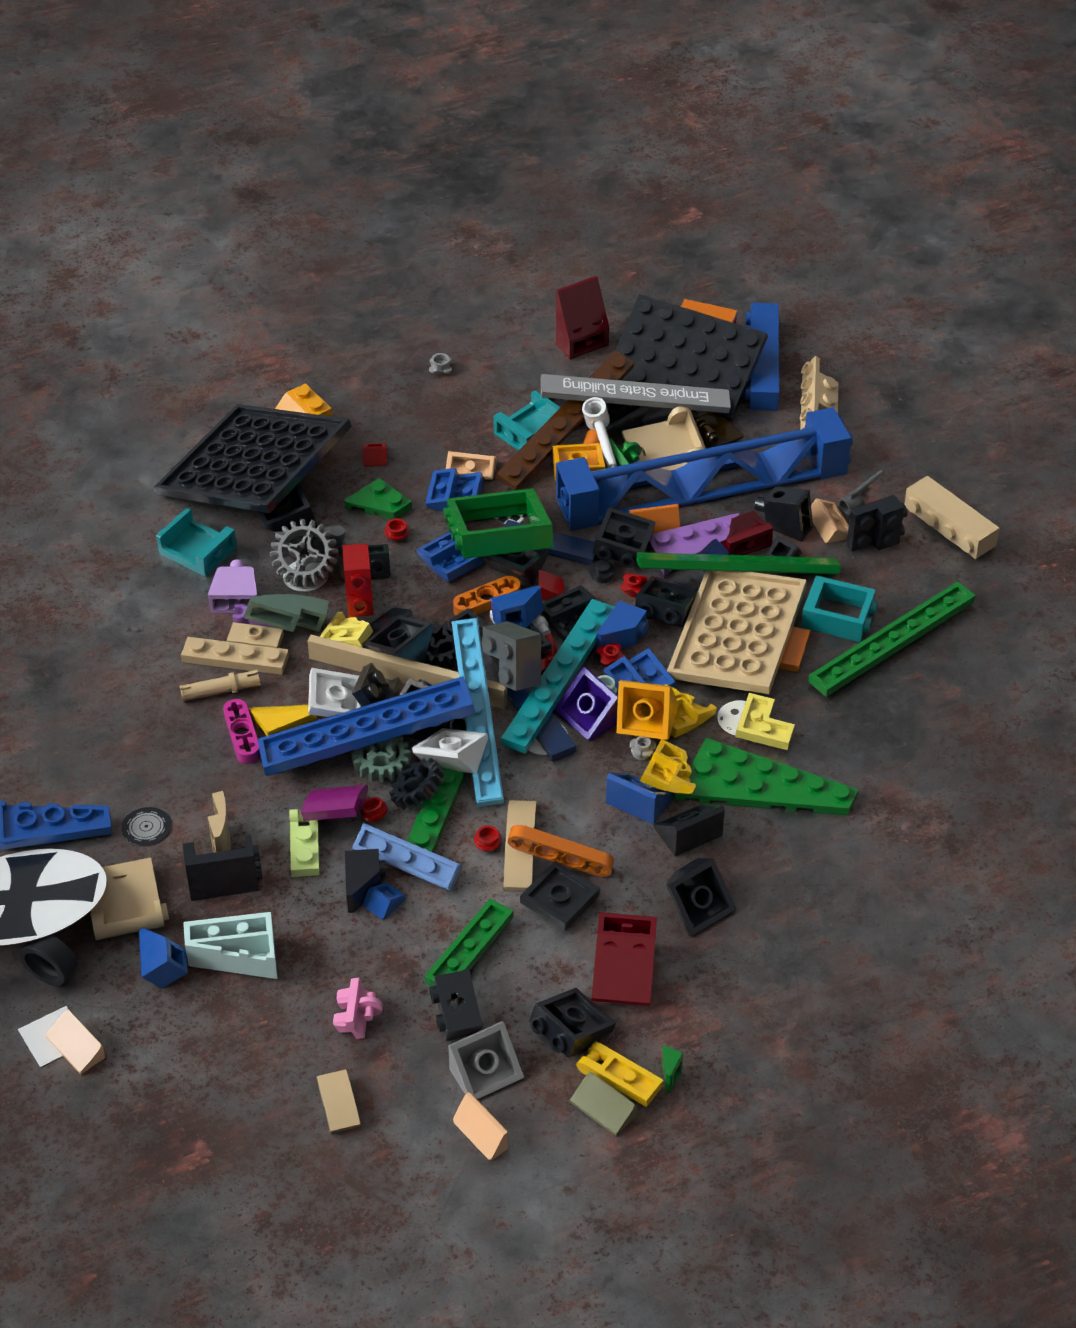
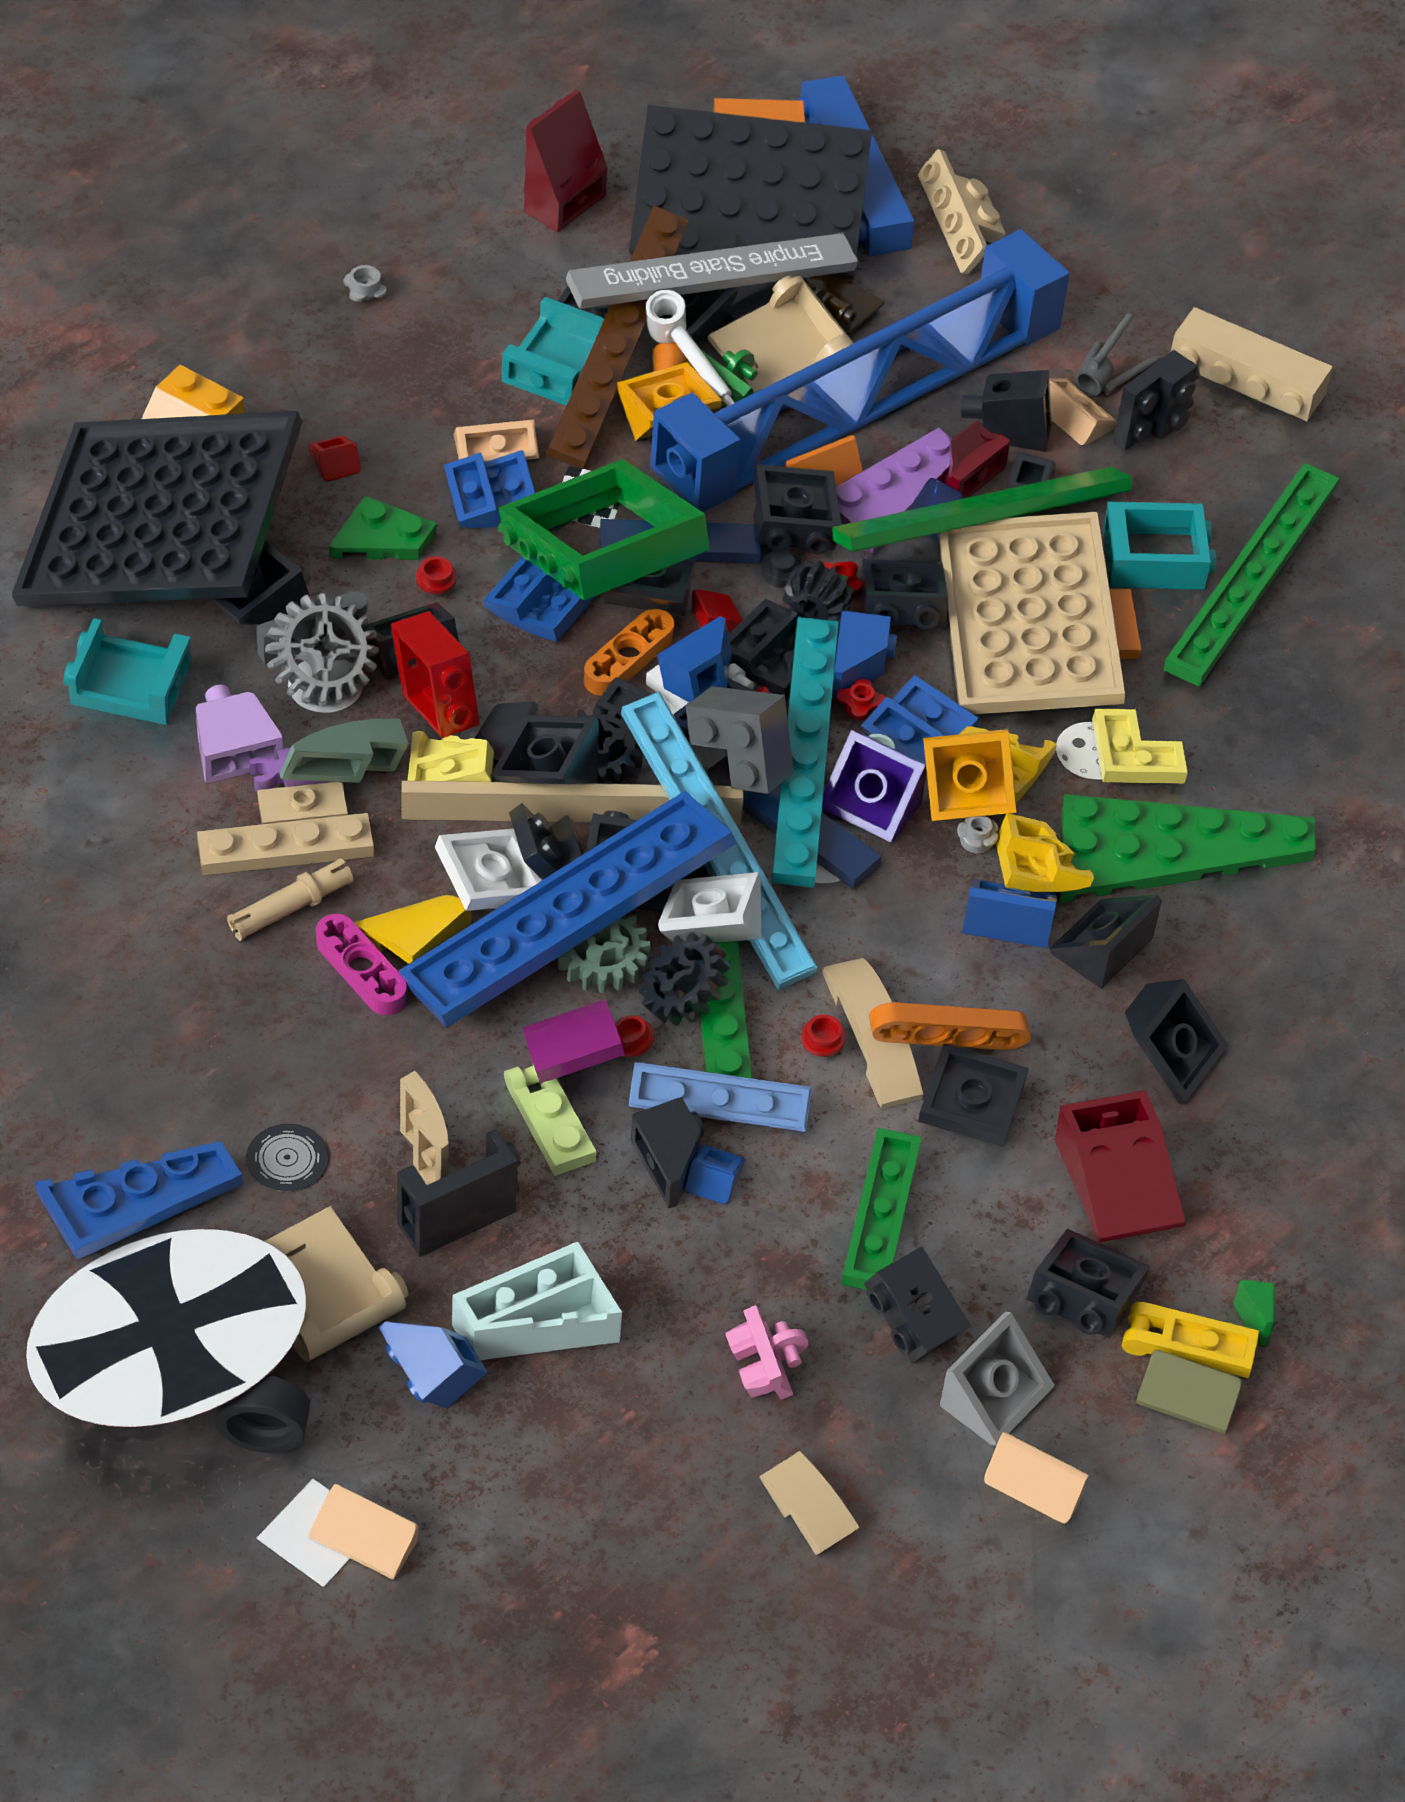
camera: 25 degrees left, 5 degrees up
(610, 586) = (817, 592): none -> black gear

